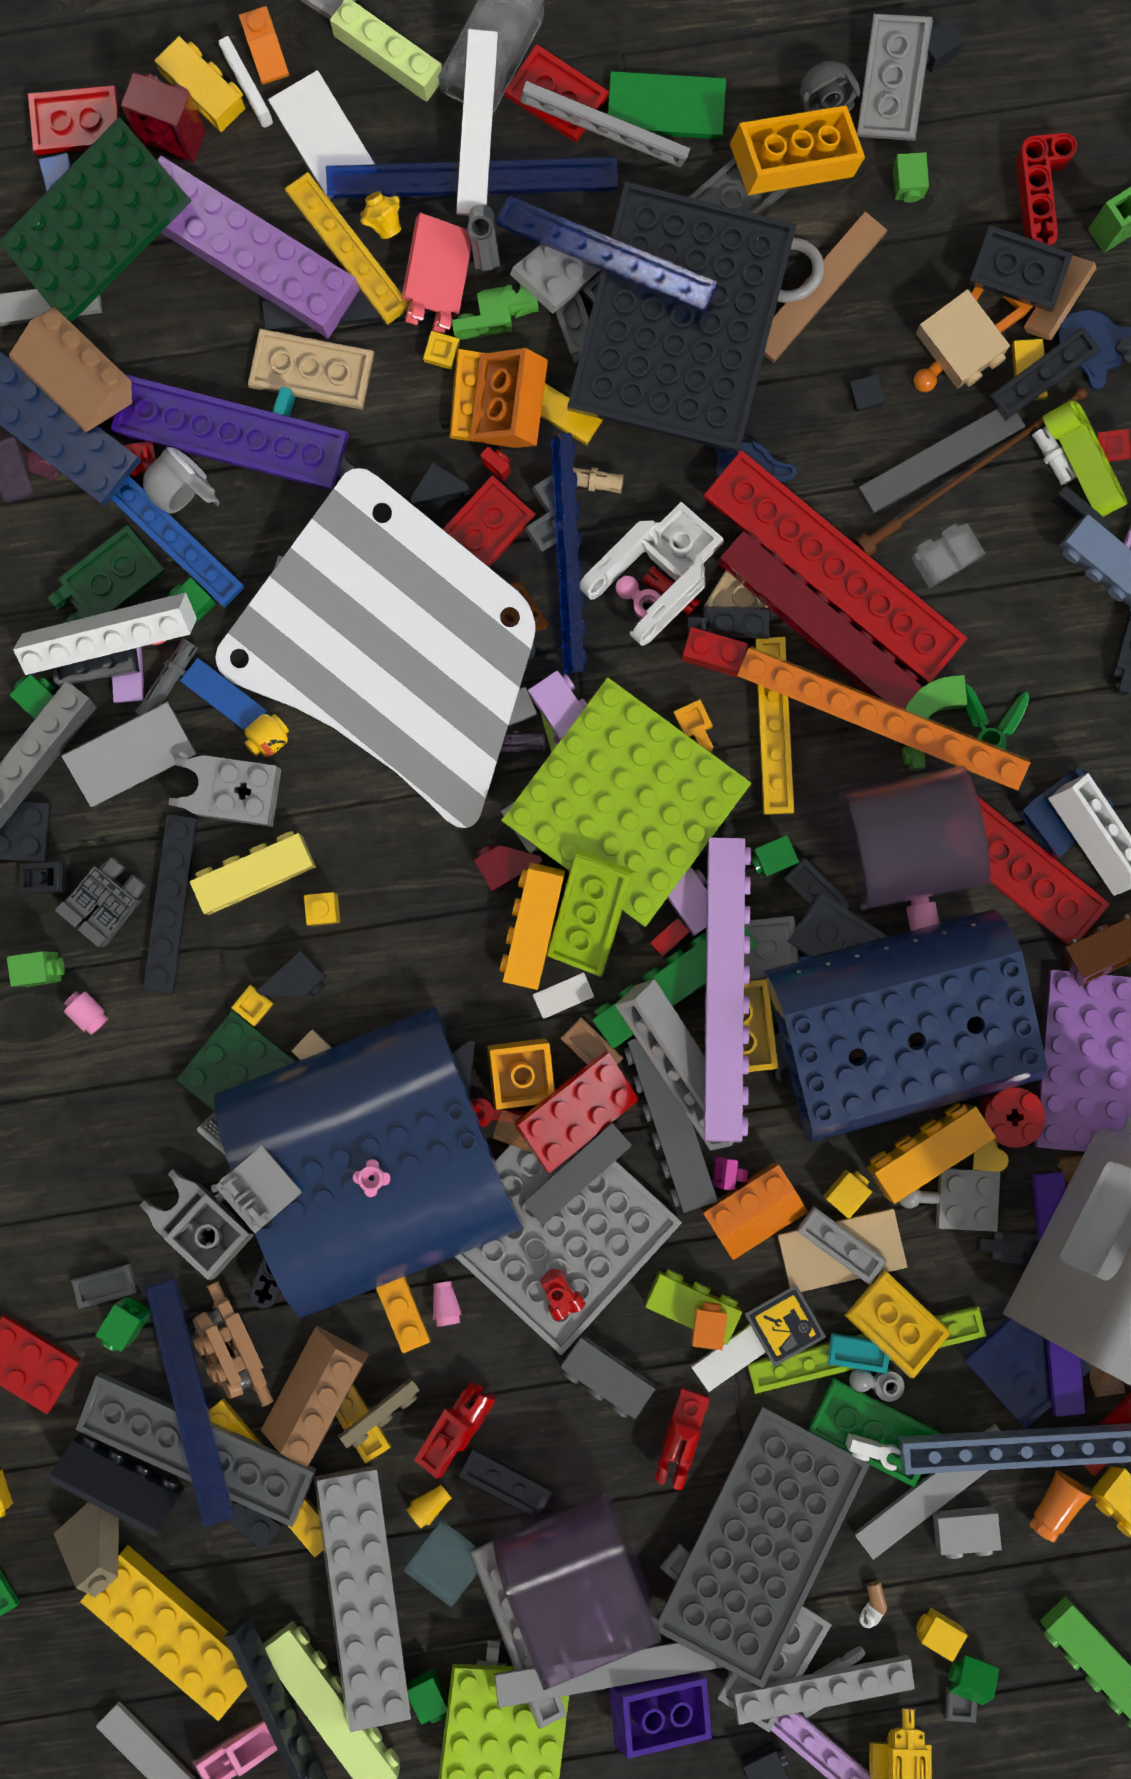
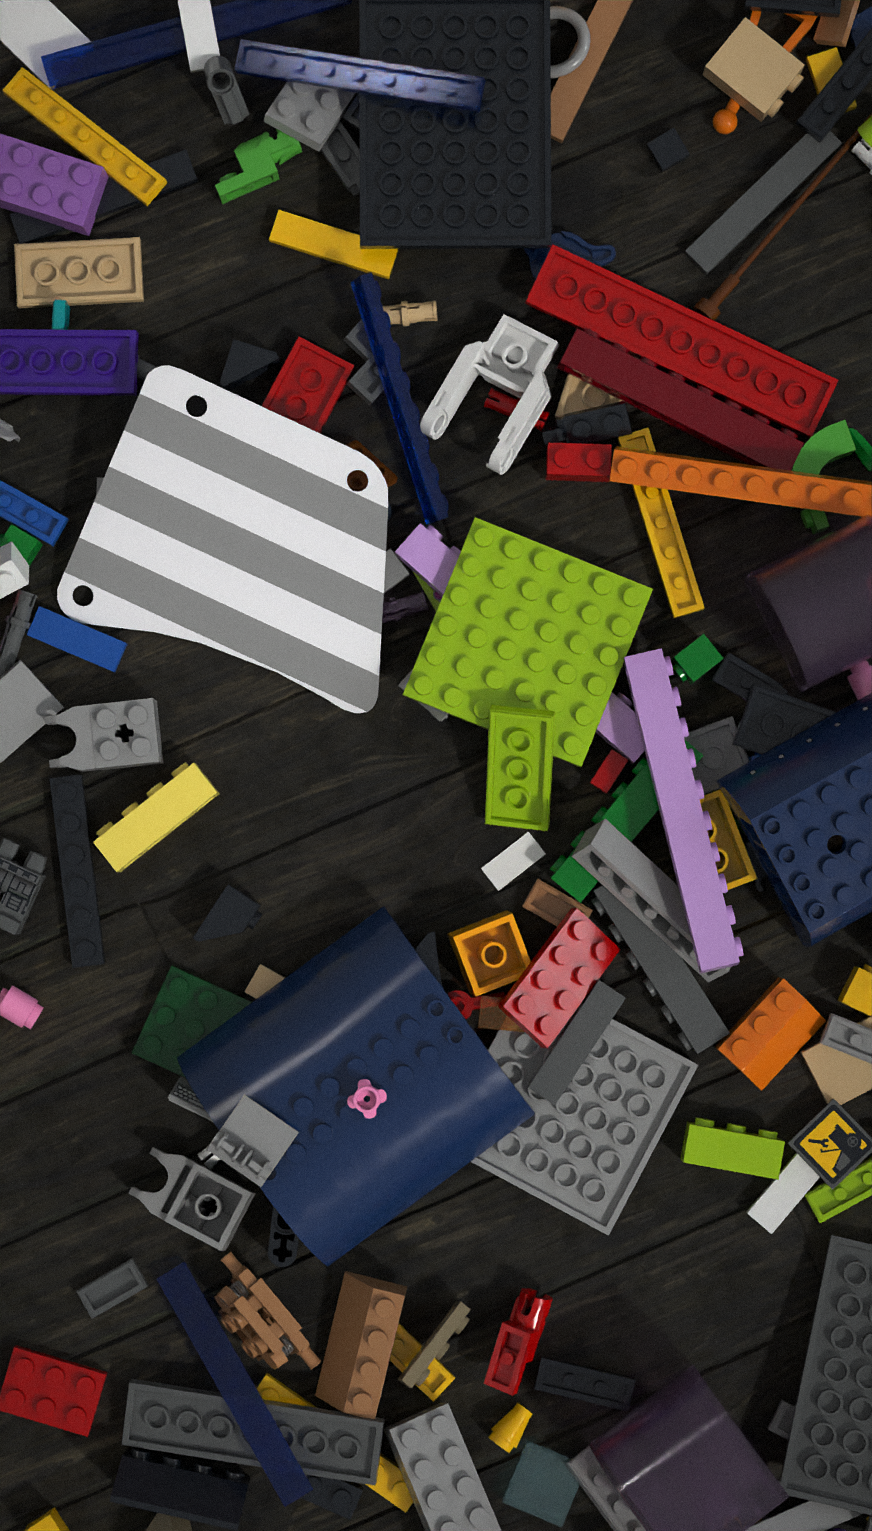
camera: 15 degrees left, 0 degrees up
(123, 1324) = (144, 1321): green brick -> none
(252, 1005) = (191, 955): yellow tile -> none
(266, 735) = (132, 669): yellow head -> none
(322, 909) = (238, 835): yellow brick -> none
(381, 214) = (112, 92): yellow rock -> none
(403, 1314) = (432, 1236): light orange plate -> none
(436, 271) = (184, 137): coral tile -> none
(441, 350) = (211, 218): yellow plate -> none
(445, 1305) = (474, 1215): bright pink cone -> none
(464, 393) = (251, 259): light orange plate -> none
(496, 463) = (299, 321): red plate -> none
(503, 864) = (417, 740): dark red slope -> none
(509, 398) = (295, 251): orange slope -> none
(533, 925) = (464, 795): light orange brick -> none
(560, 1295) = (591, 1172): red plate -> none
(607, 1377) = (661, 1246): dark grey brick -> none
(628, 588) = (471, 418): bright pink plate -> none
(682, 1436) = (755, 1287): red plate -> none
(694, 722) = (576, 540): light orange plate -> none
(709, 1326) = (754, 1164): orange brick -> none
(727, 1173) = (731, 1001): dark pink tile -> none
(948, 555) = (795, 298): clear piece -> none

